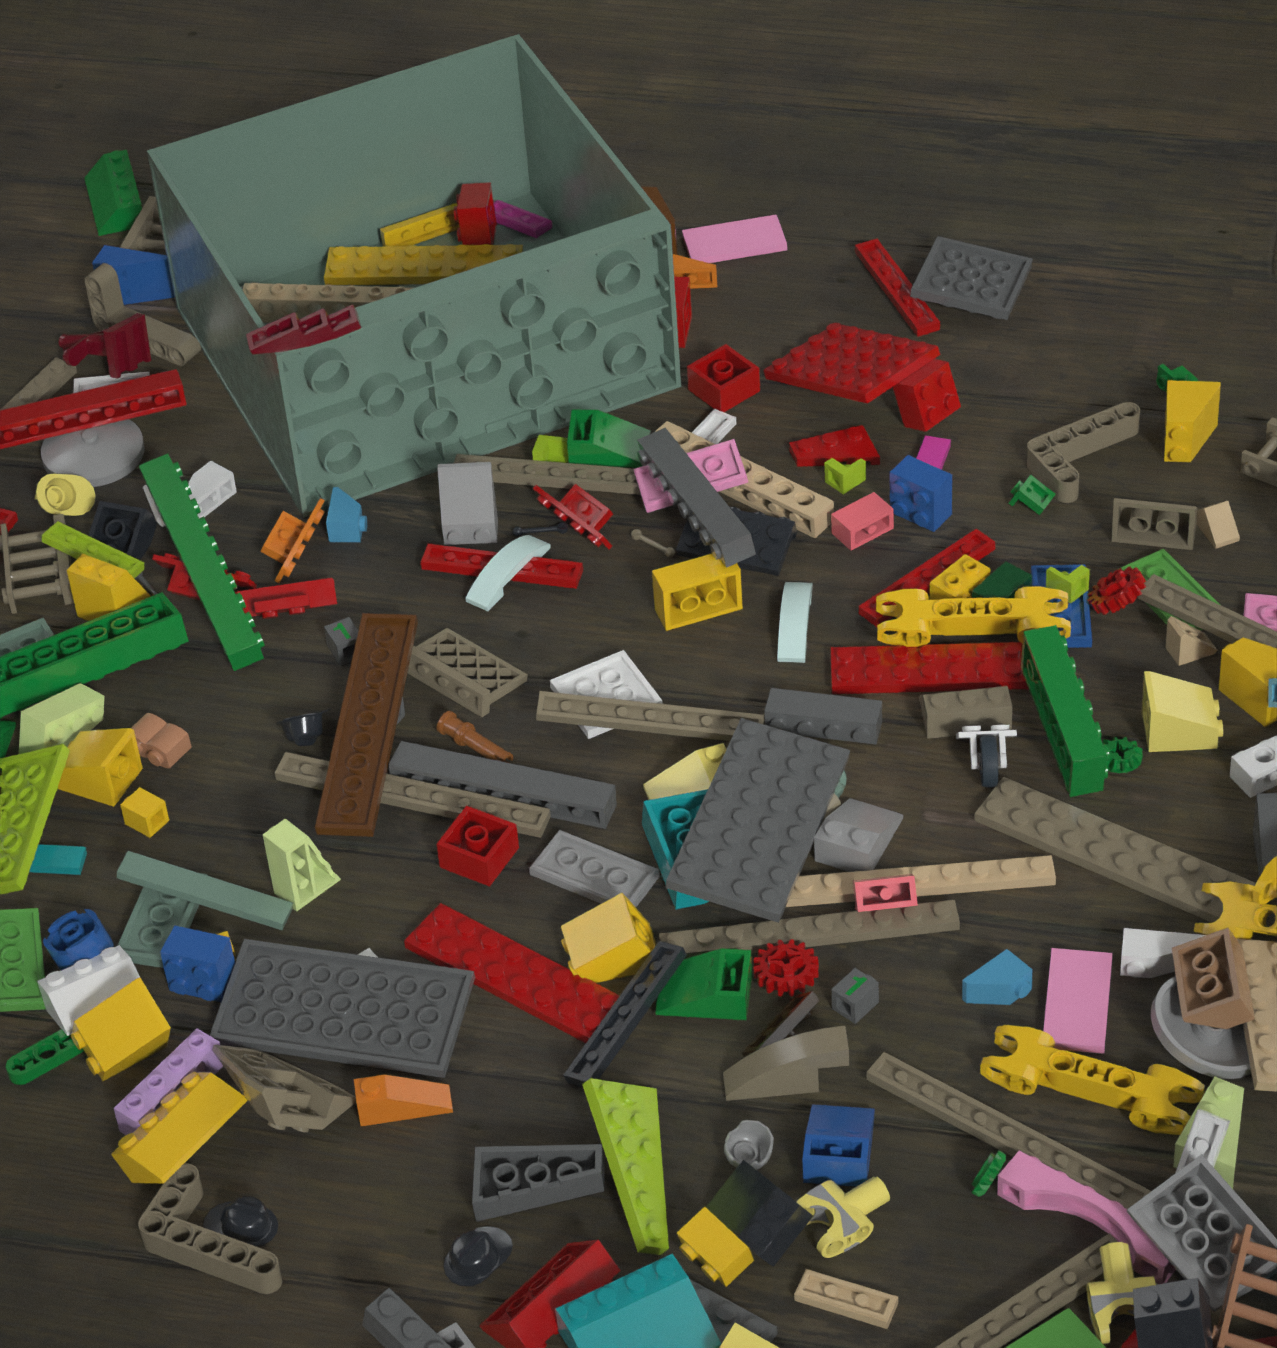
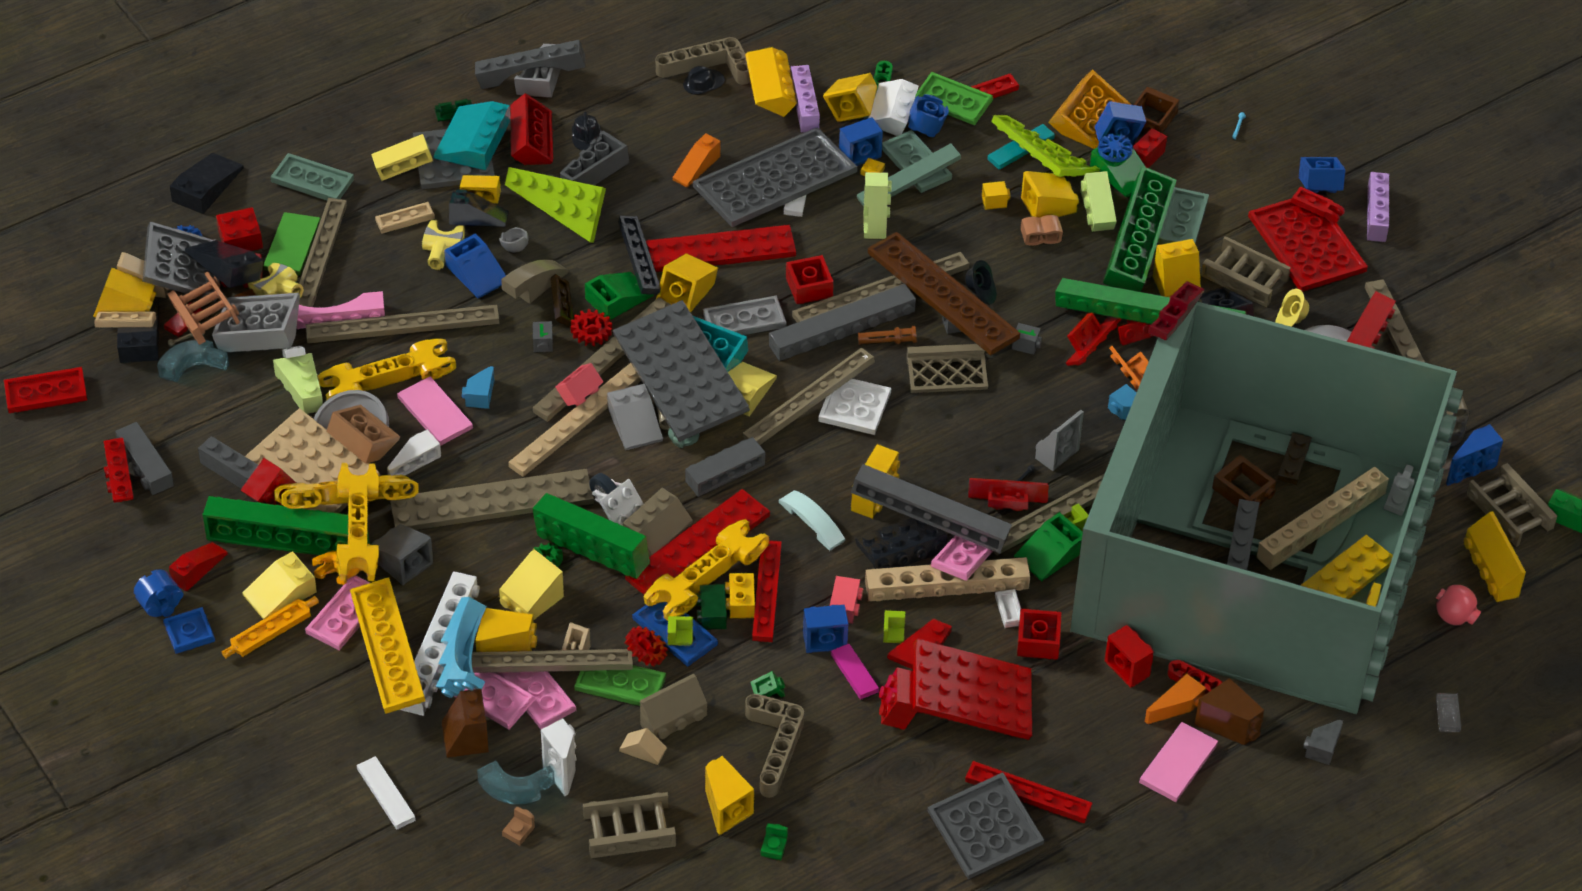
camera: 130 degrees right, 5 degrees up
(77, 543) = (1227, 282): lime tile -> none
(283, 1091) = (754, 118): dark tan wedge -> none
(473, 561) = (1006, 437): red plate -> none
(502, 568) = (1001, 437): light aqua slope -> none
(988, 1173) = (390, 294): green gear -> none

